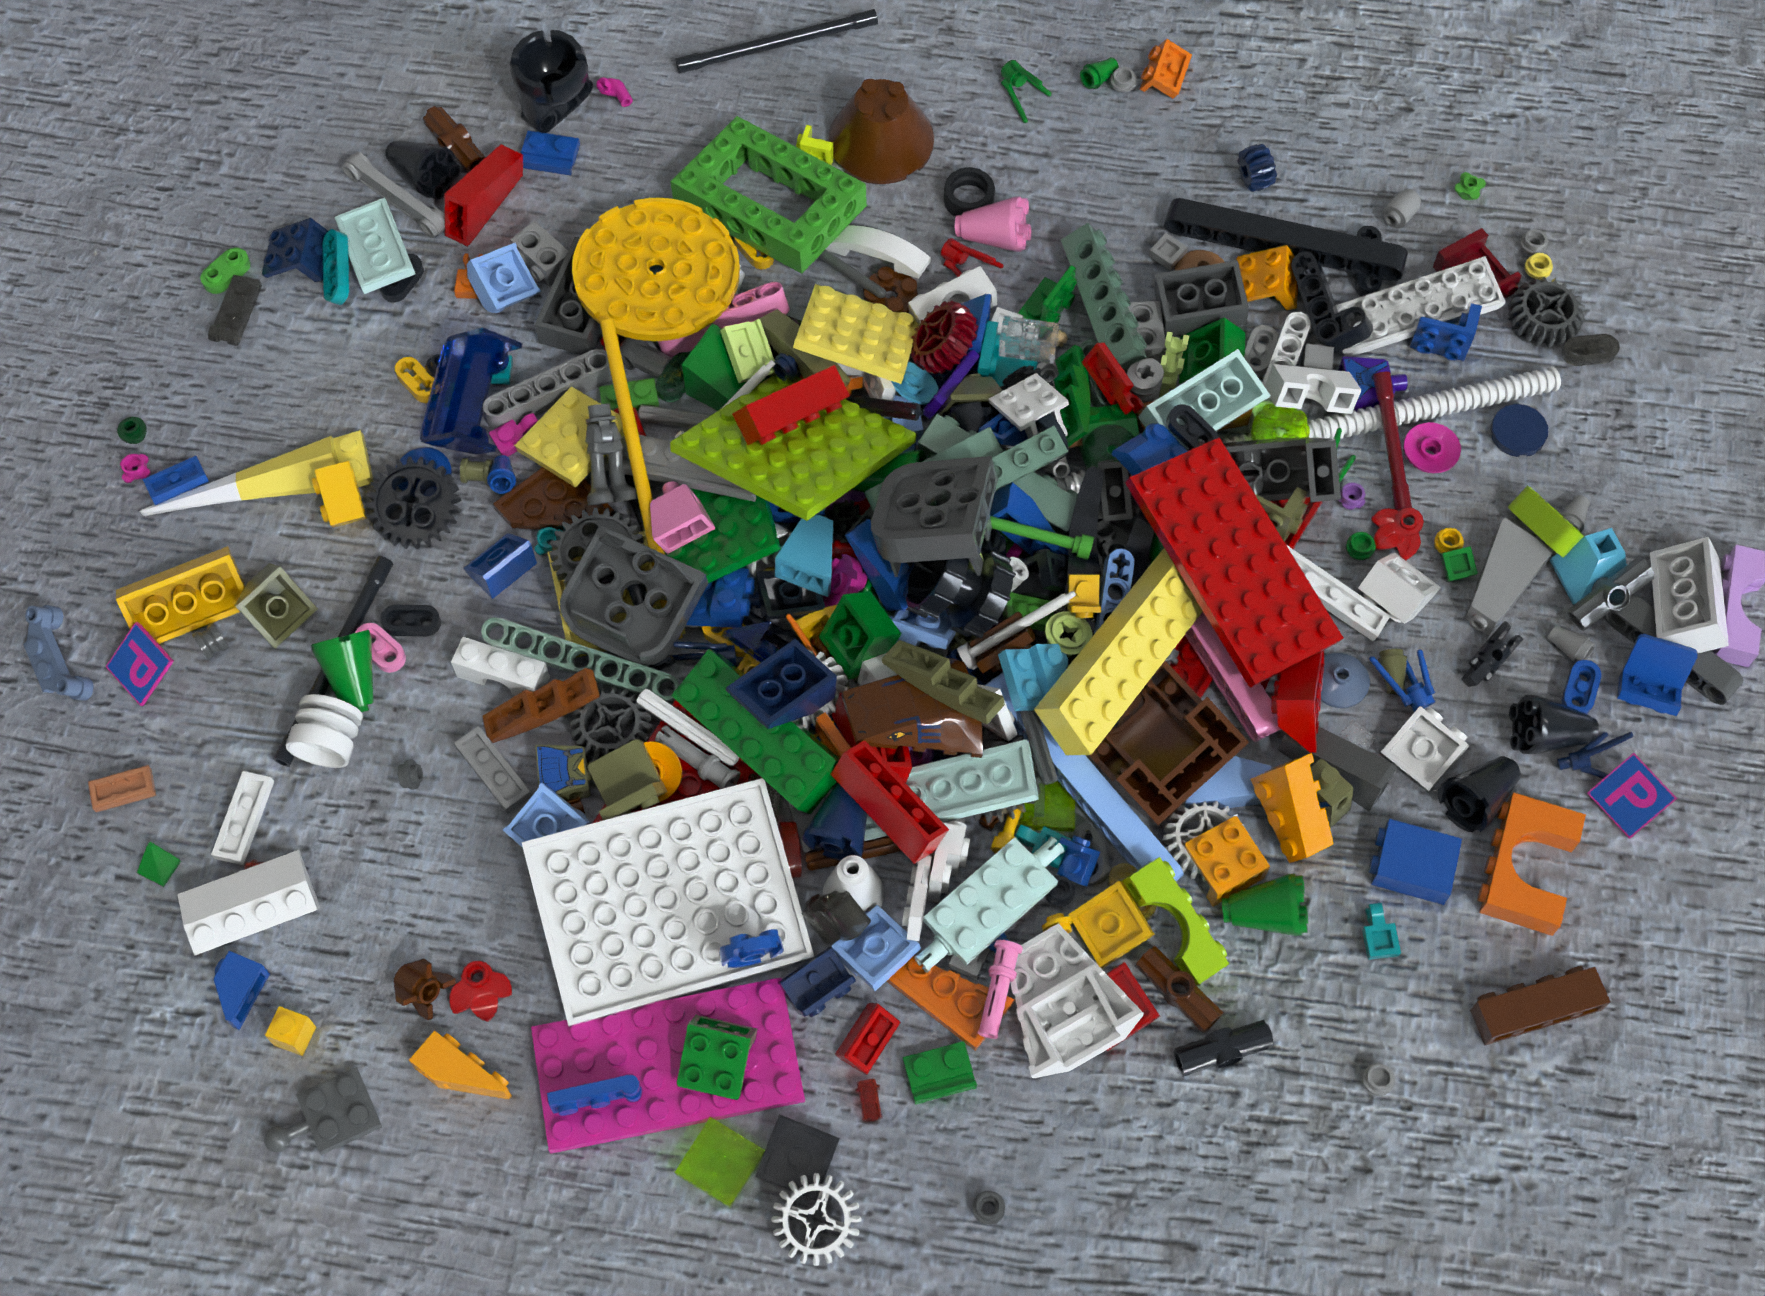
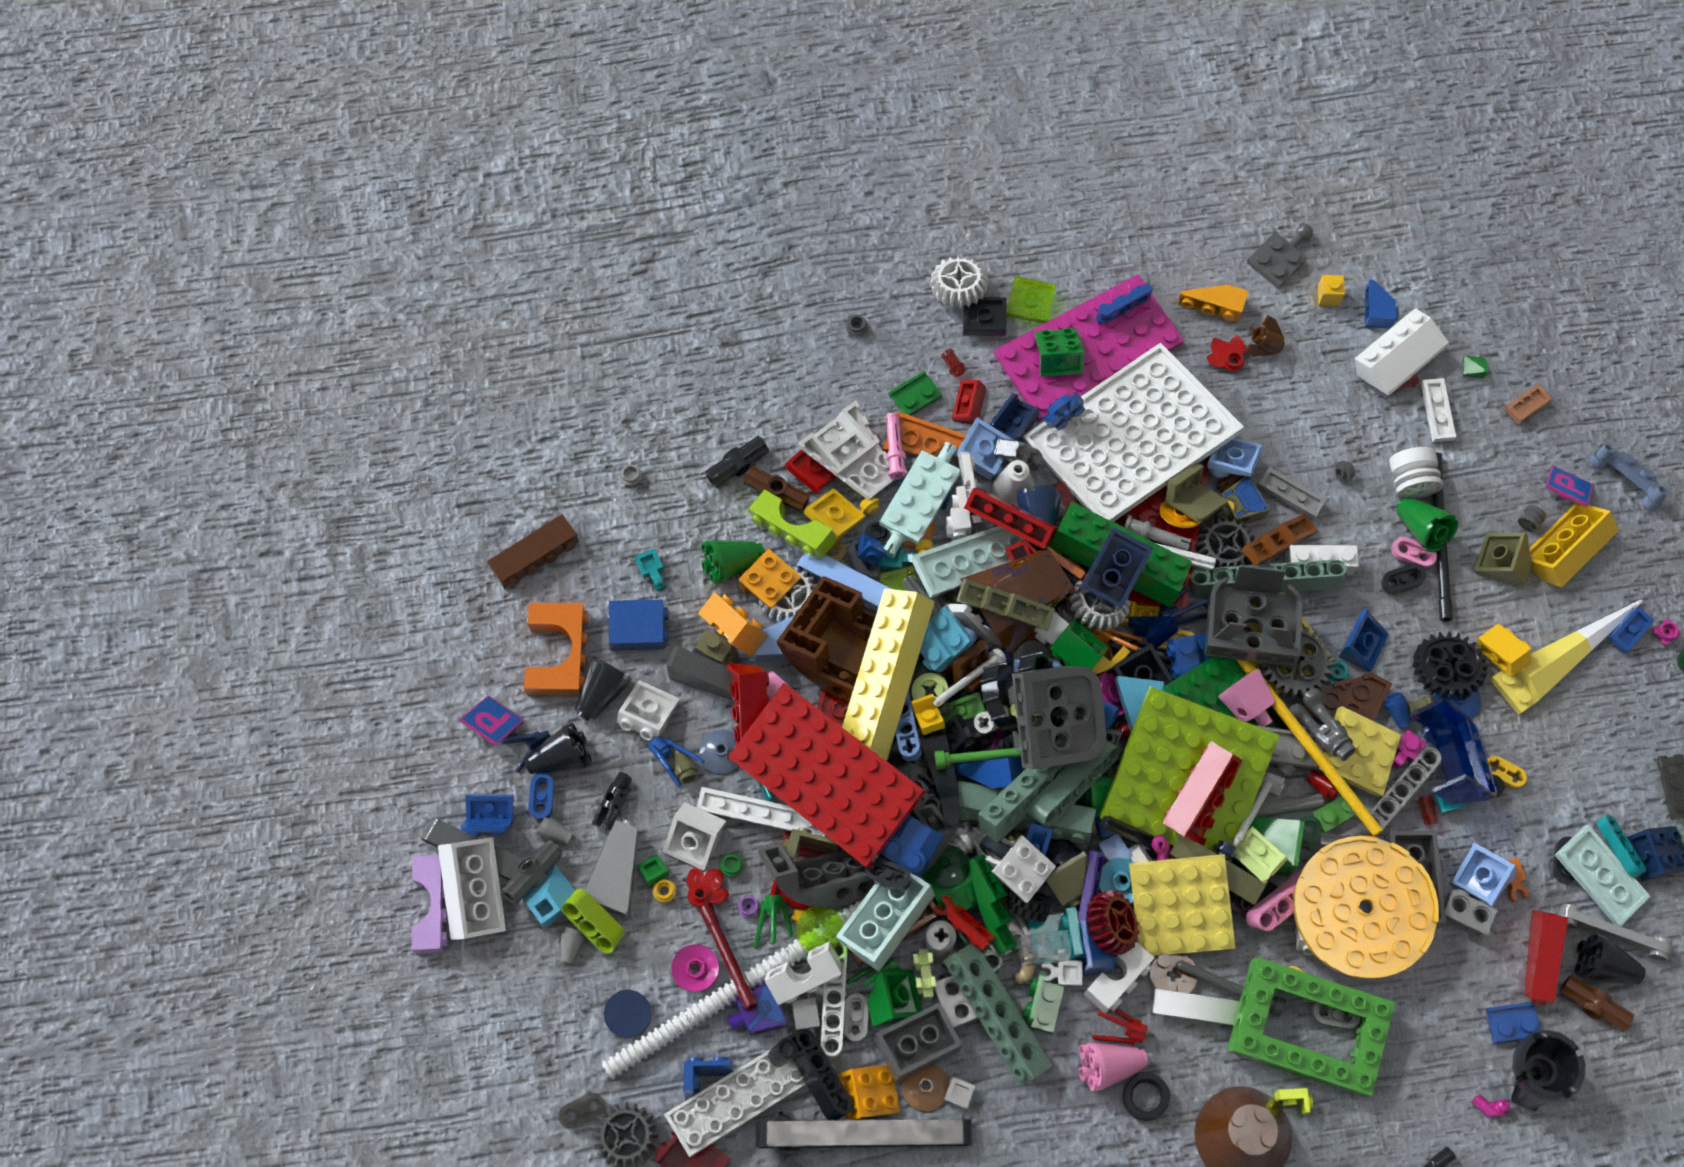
camera: 160 degrees right, 5 degrees up
(525, 365) = (1428, 809): none -> clear red pin
(858, 387) = (1161, 848): none -> dark pink arm

